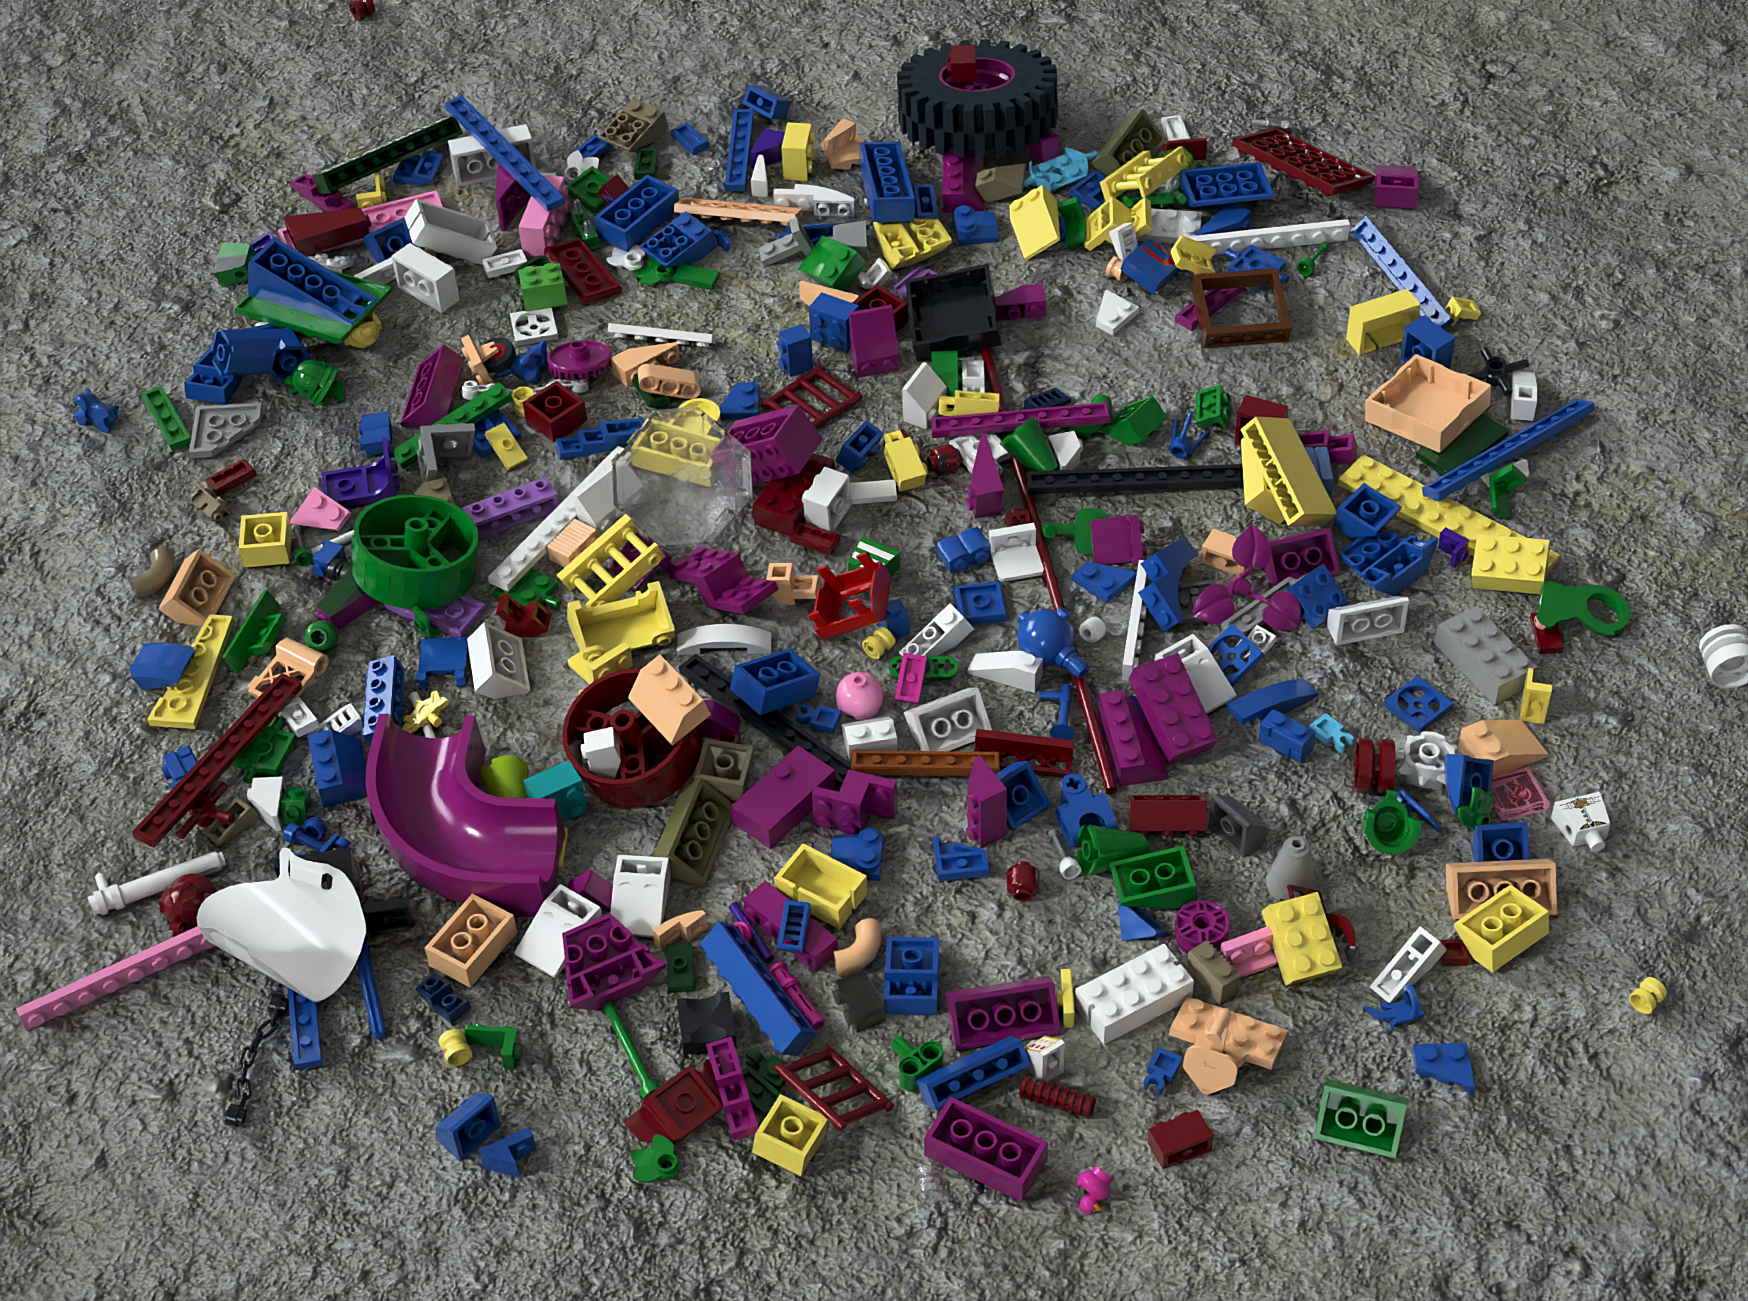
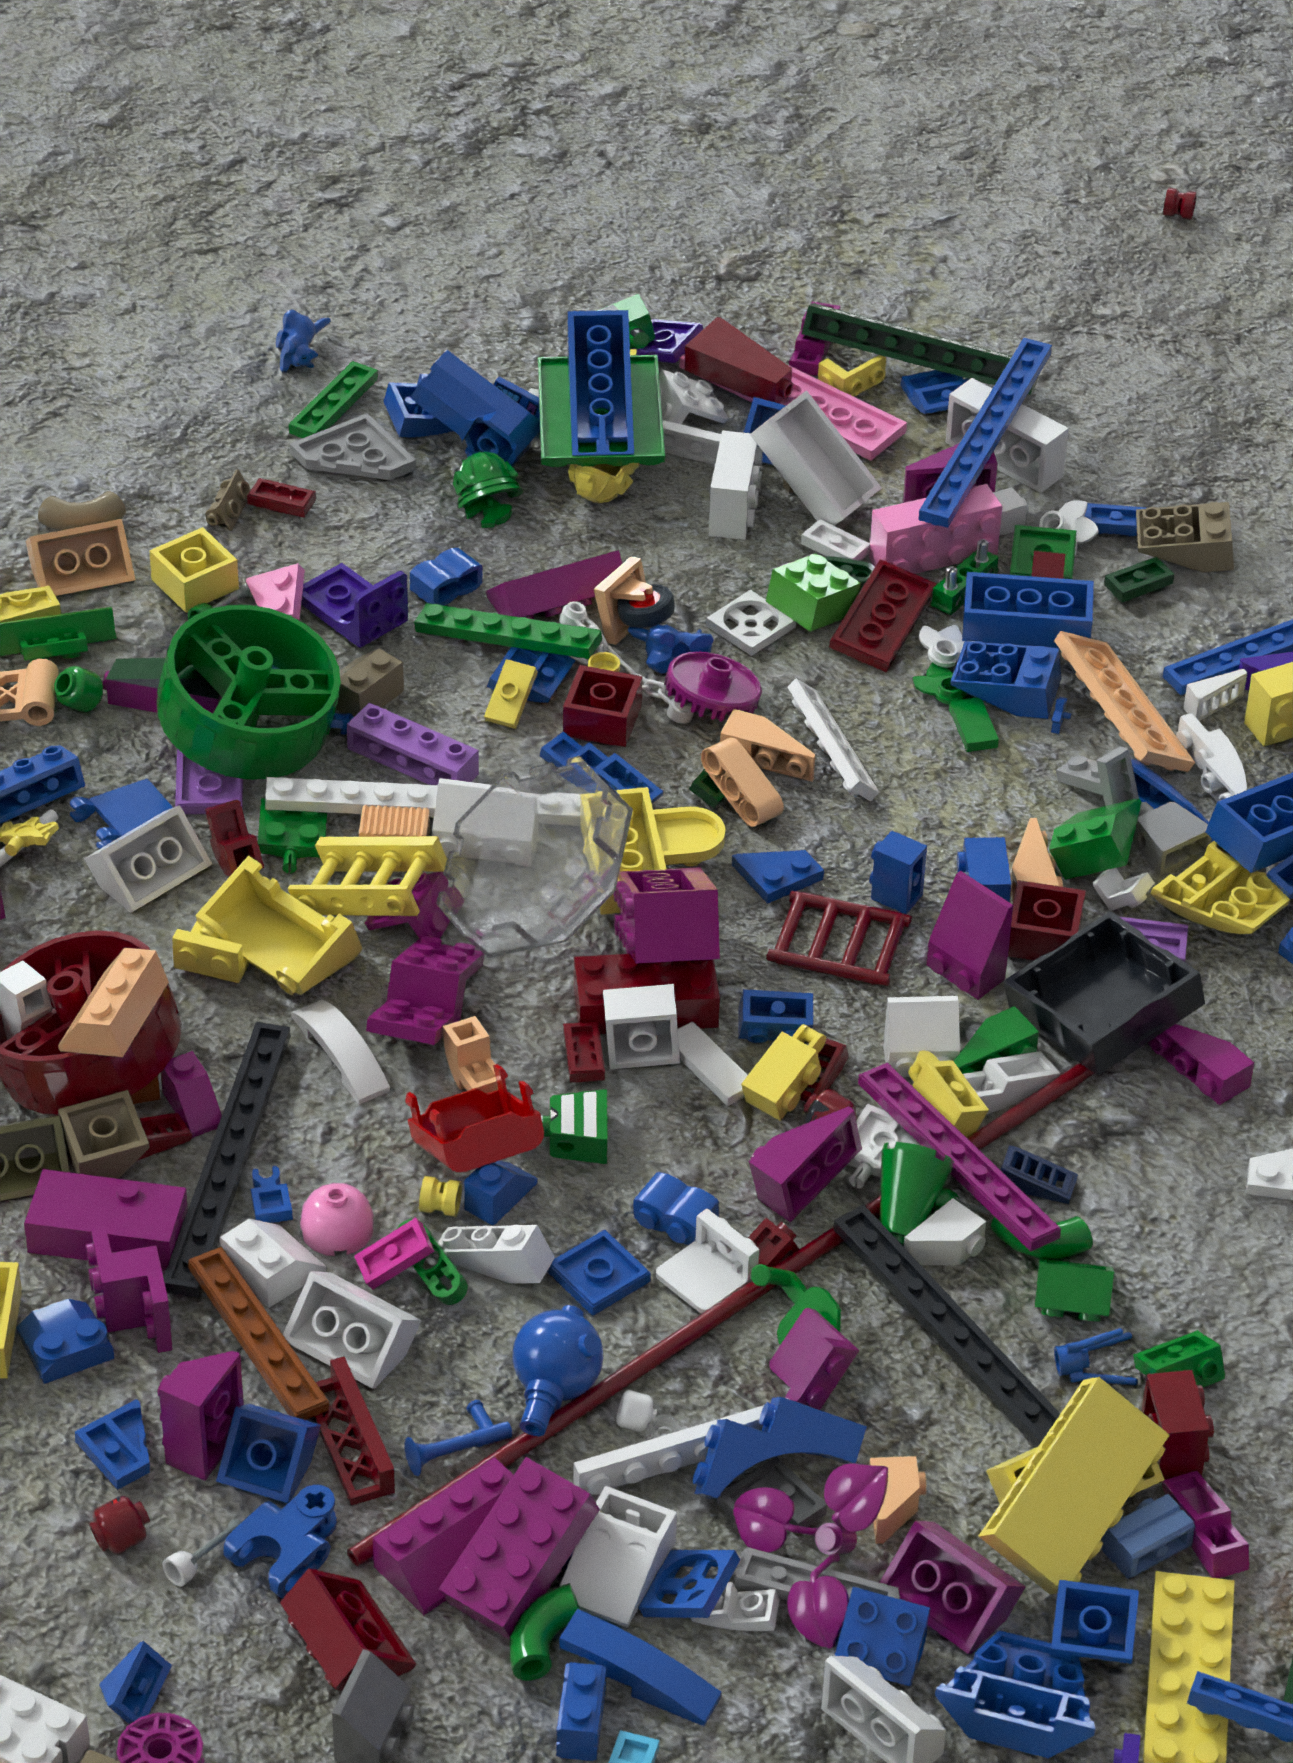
camera: 55 degrees right, 5 degrees down
(423, 624) = (163, 767): green bracket -> none
(443, 442) = (445, 621): light grey bracket -> none
(690, 138) = (1232, 599): blue tile -> none
(774, 681) = (280, 1117): blue brick -> none
(1009, 668) = (492, 1354): white slope -> none
(1103, 580) = (739, 1381): blue wing -> none
(1107, 845) = (230, 1592): green cone -> none
(1155, 880) = (204, 1666): green slope -> none
(1228, 738) = (536, 1630): none -> green cylinder

